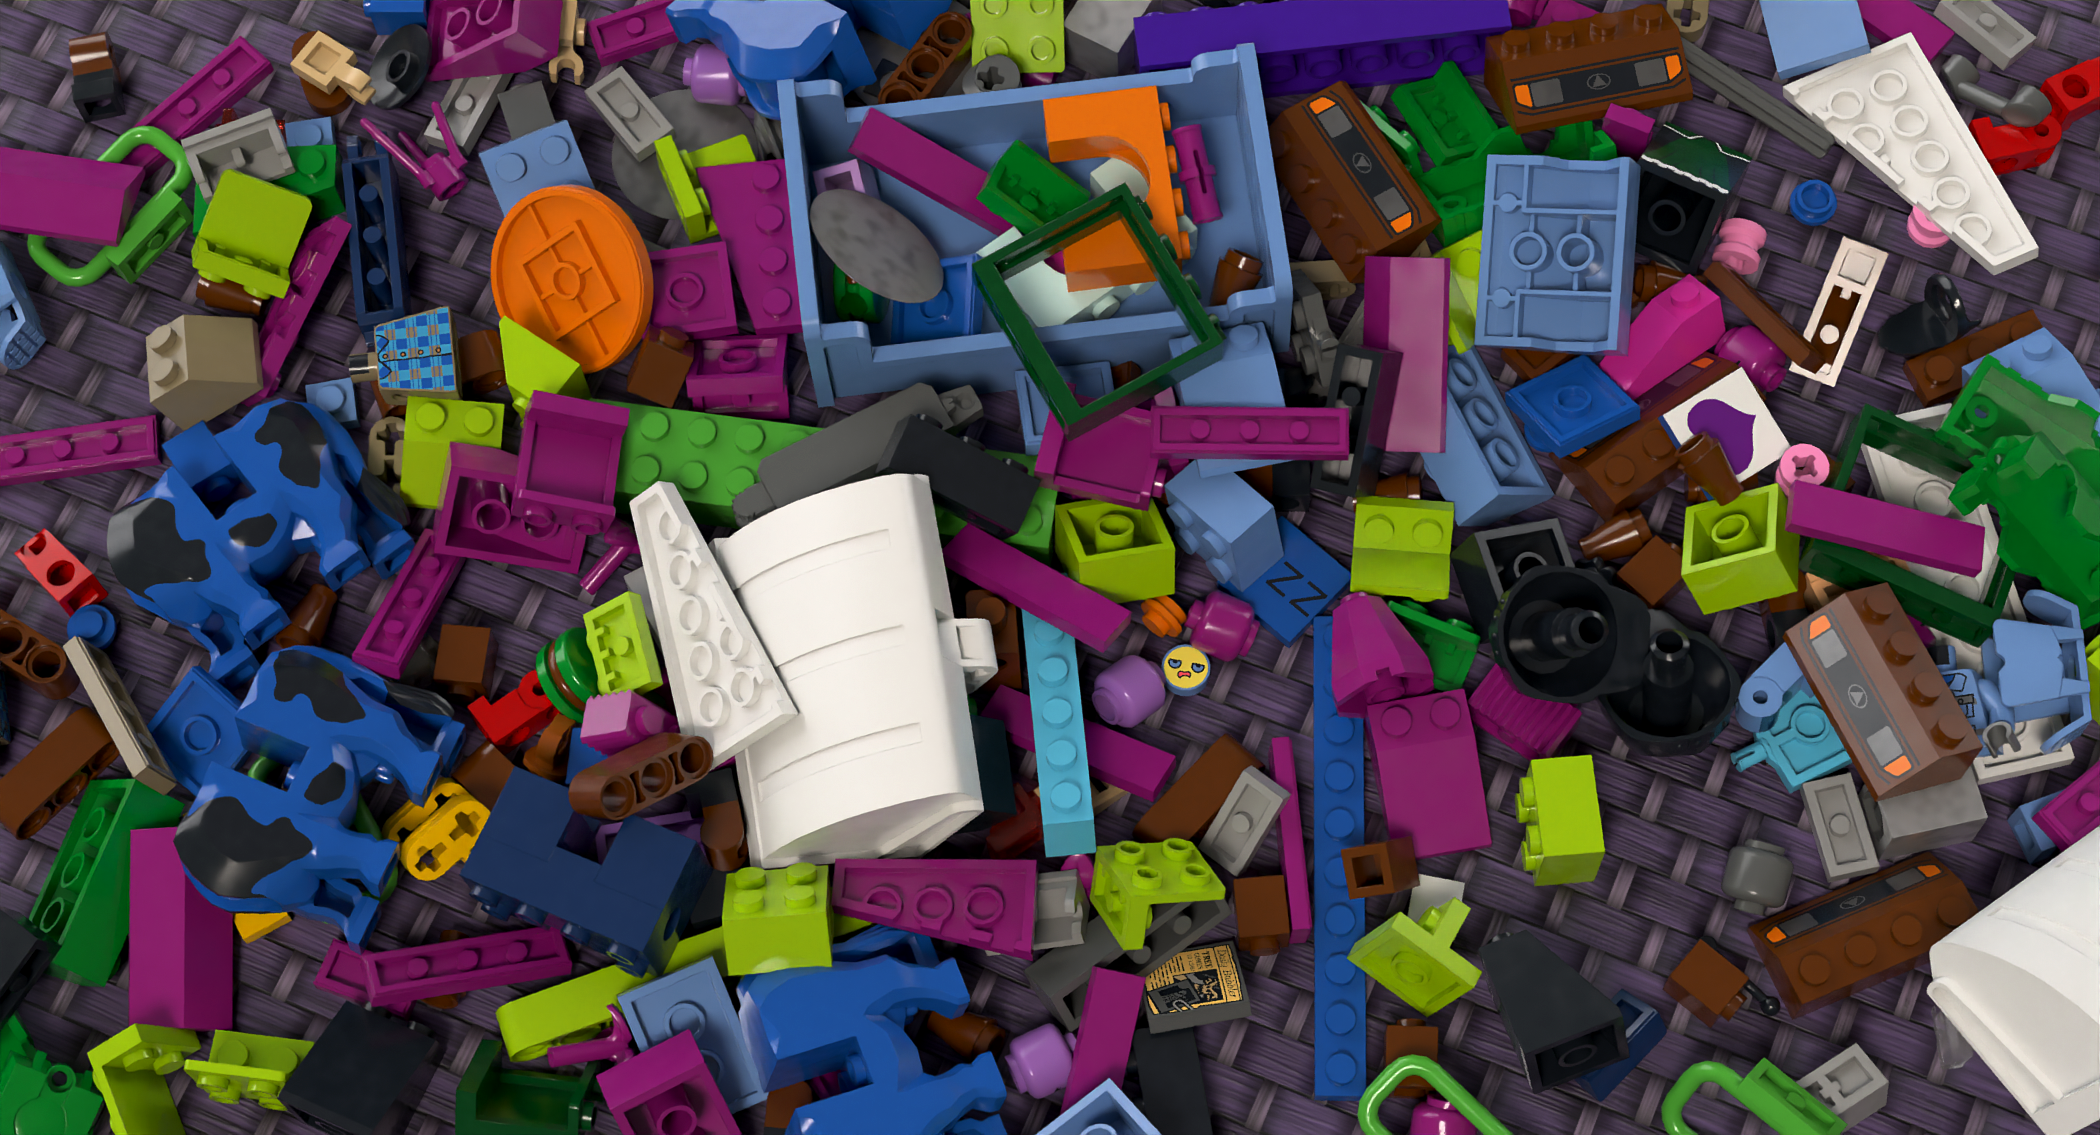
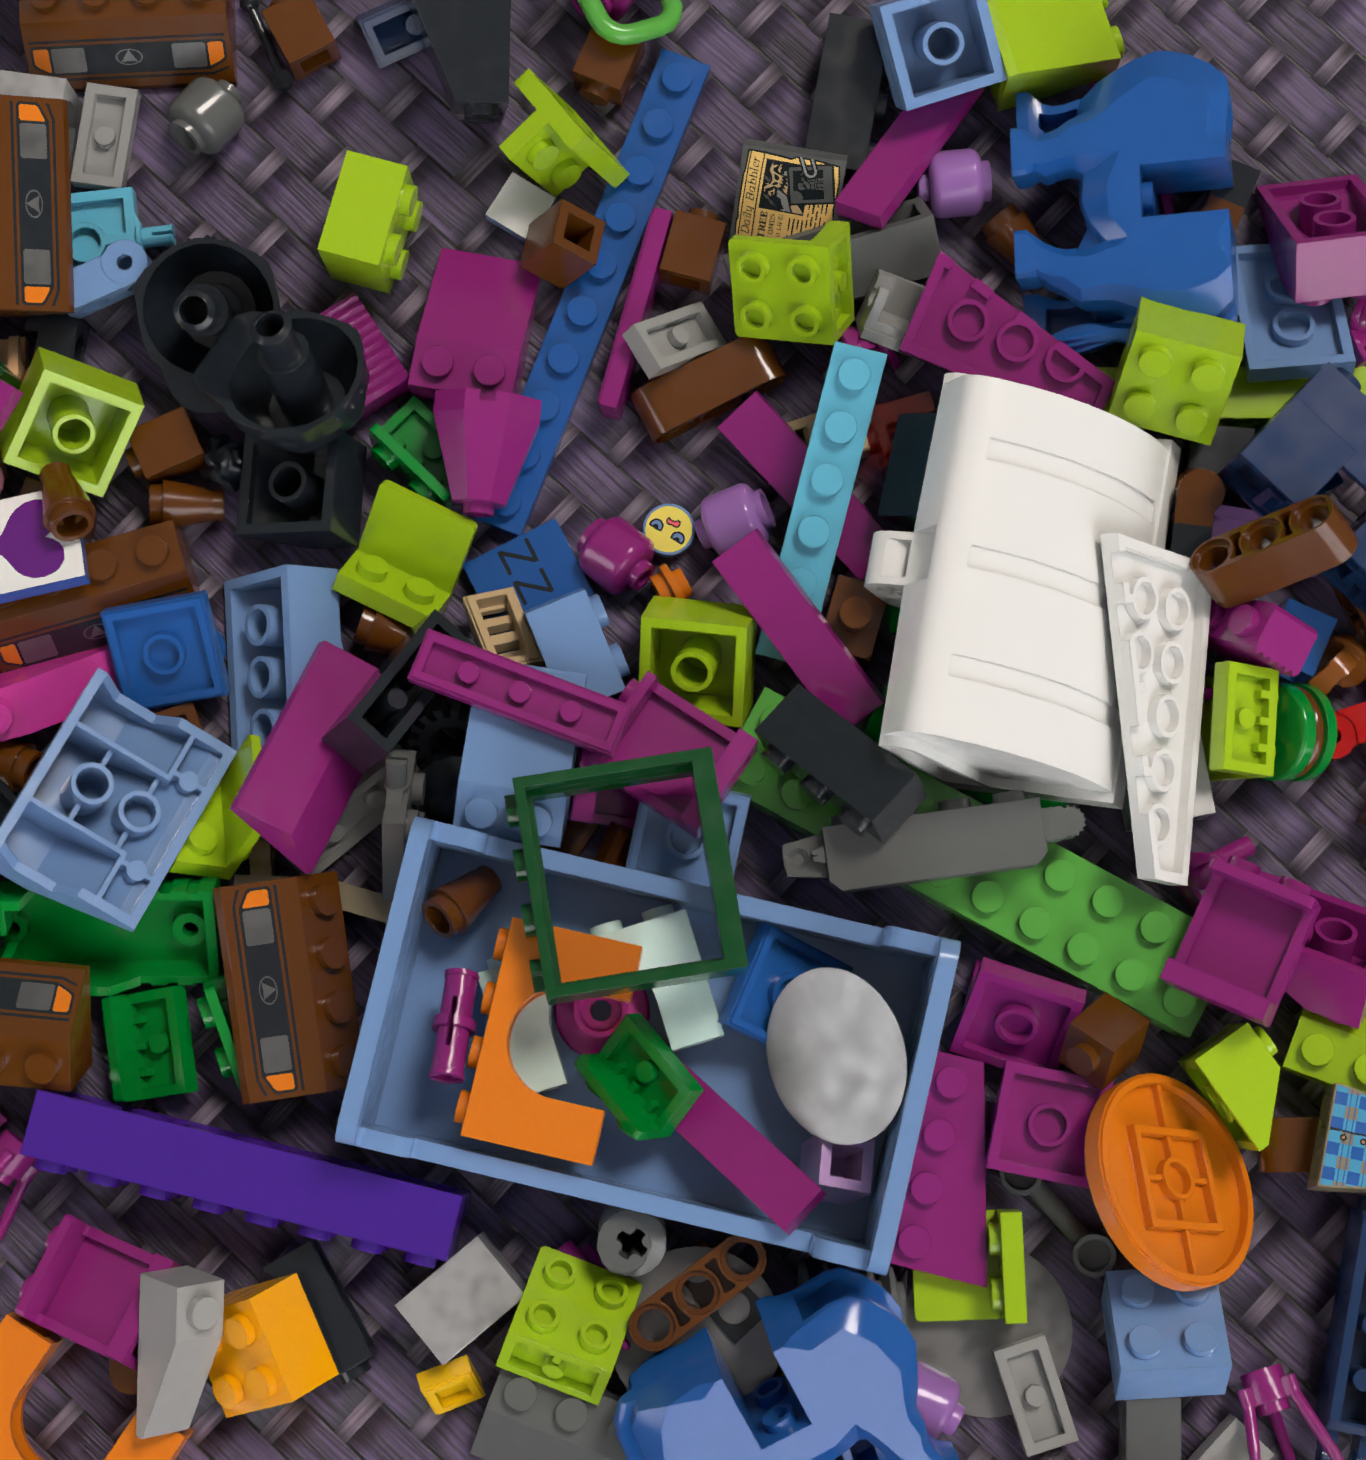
camera: 160 degrees left, 15 degrees up
(1317, 545) = (522, 636): none -> tan slope

